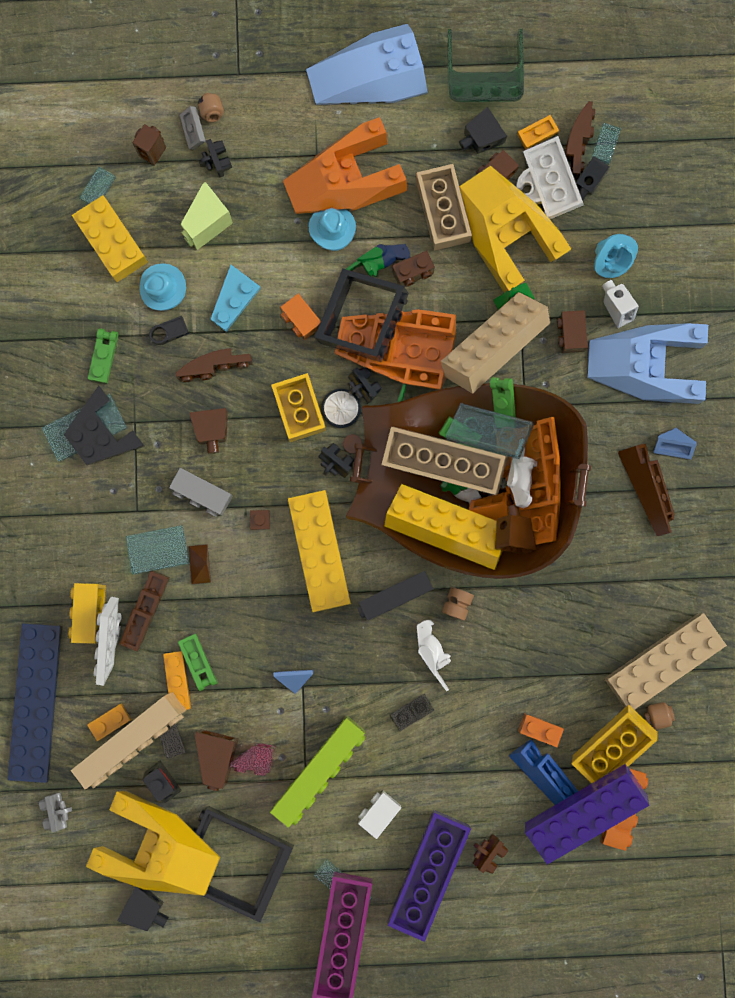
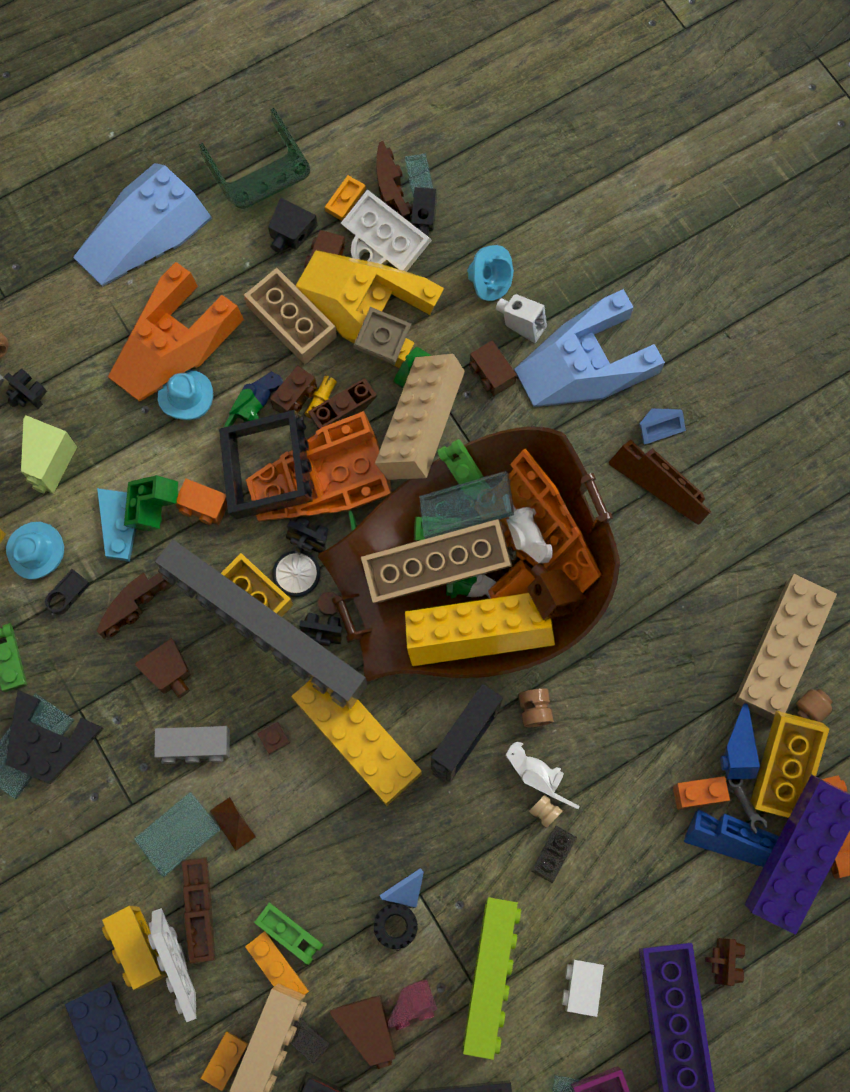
camera: 30 degrees left, 10 degrees down
(261, 294) = (146, 501): none -> green brick
(261, 702) = (380, 931): none -> black tyre
(290, 430) = (262, 624): none -> dark grey brick
(422, 680) = (545, 811): none -> tan wheel
(431, 283) = (322, 393): none -> yellow pin
(444, 300) = (344, 404): none -> reddish brown slope
(502, 263) = (382, 335): none -> dark tan plate
(568, 752) = (752, 815): none -> dark grey brick
(585, 719) = (741, 753): none -> blue slope

